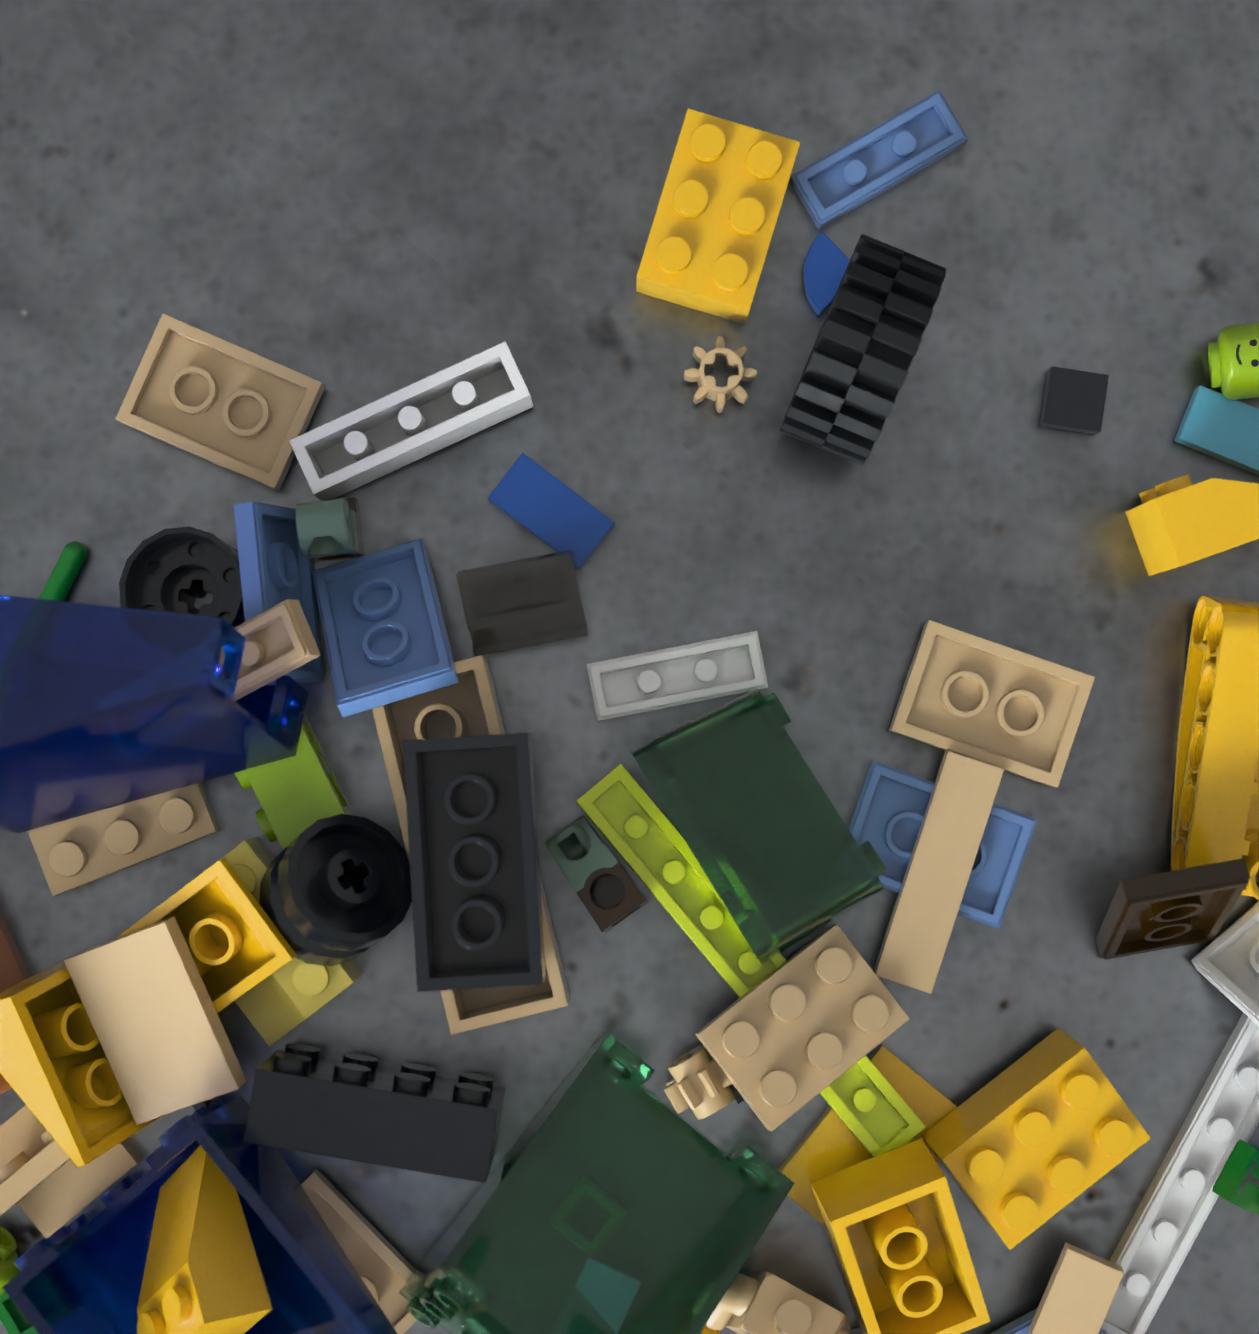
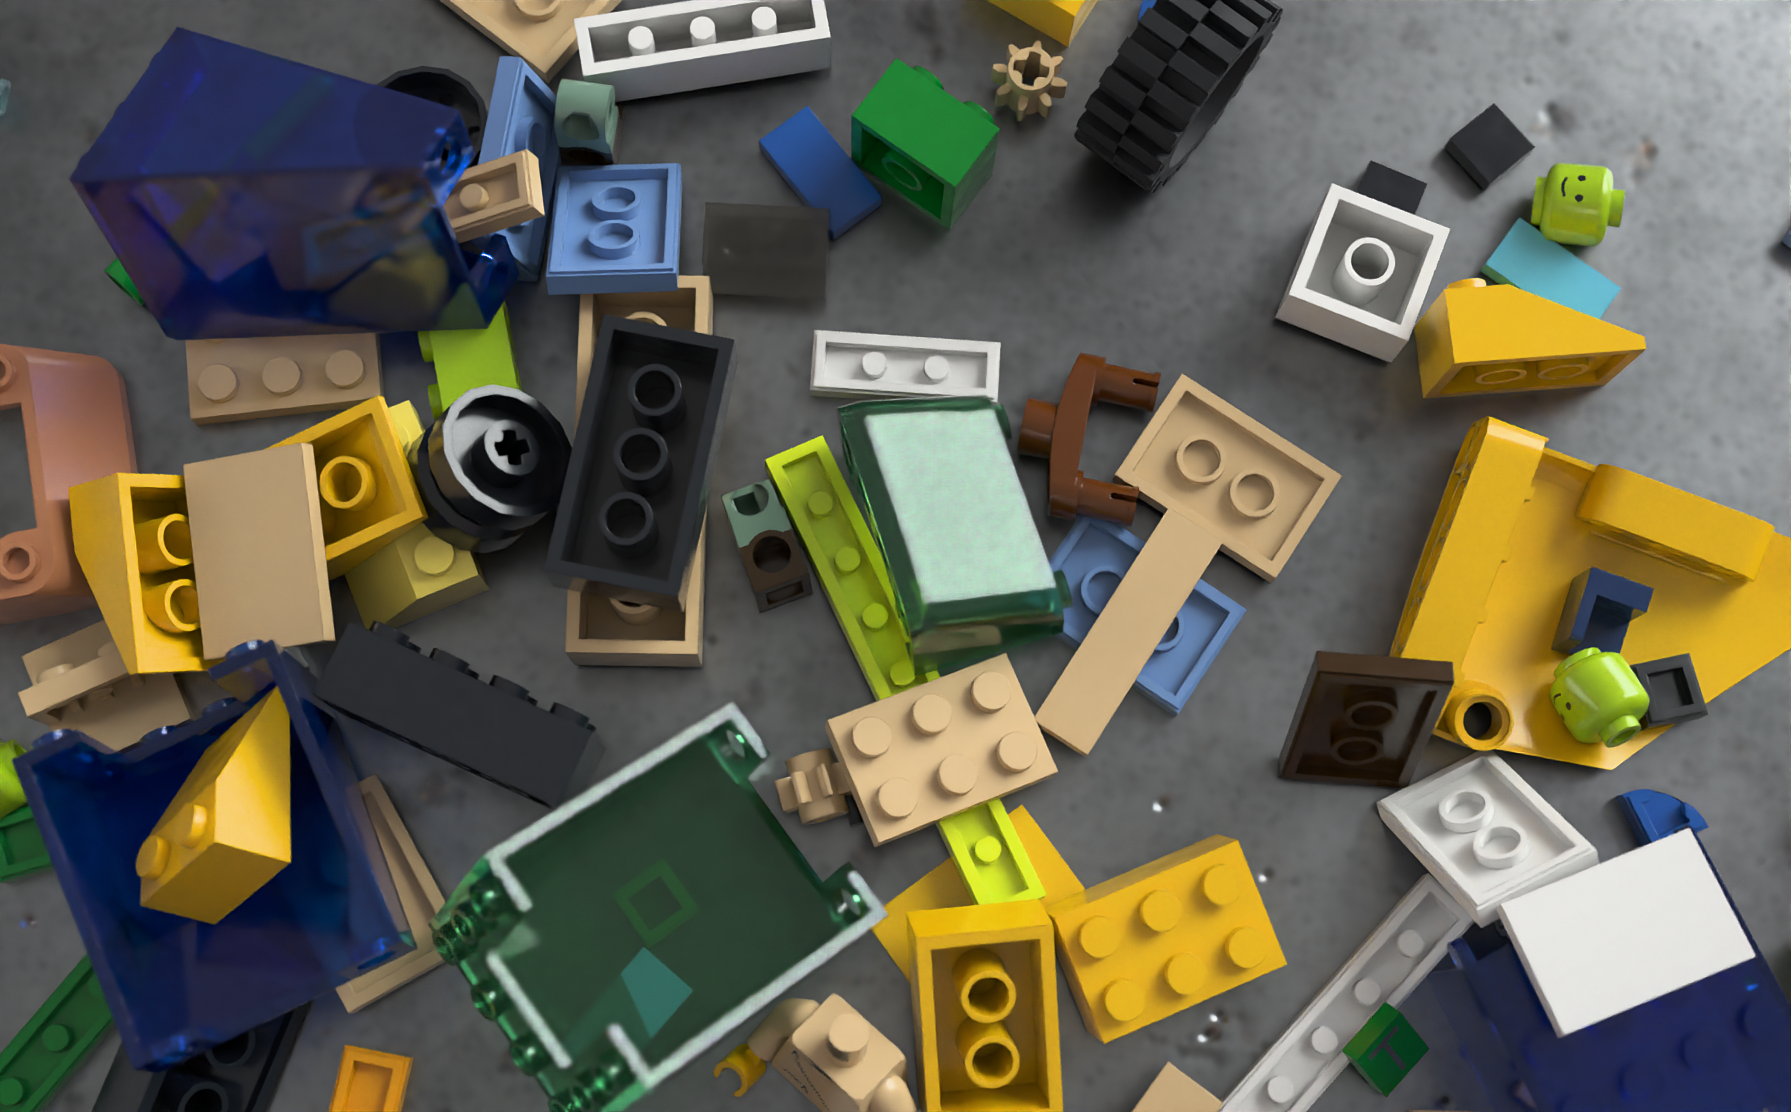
camera: 10 degrees right, 10 degrees down
(642, 467) = (924, 142): none -> green brick
(832, 702) = (1059, 430): none -> reddish brown connector
(1071, 483) = (1362, 273): none -> white brick
(1157, 321) = (1489, 146): none -> black tile

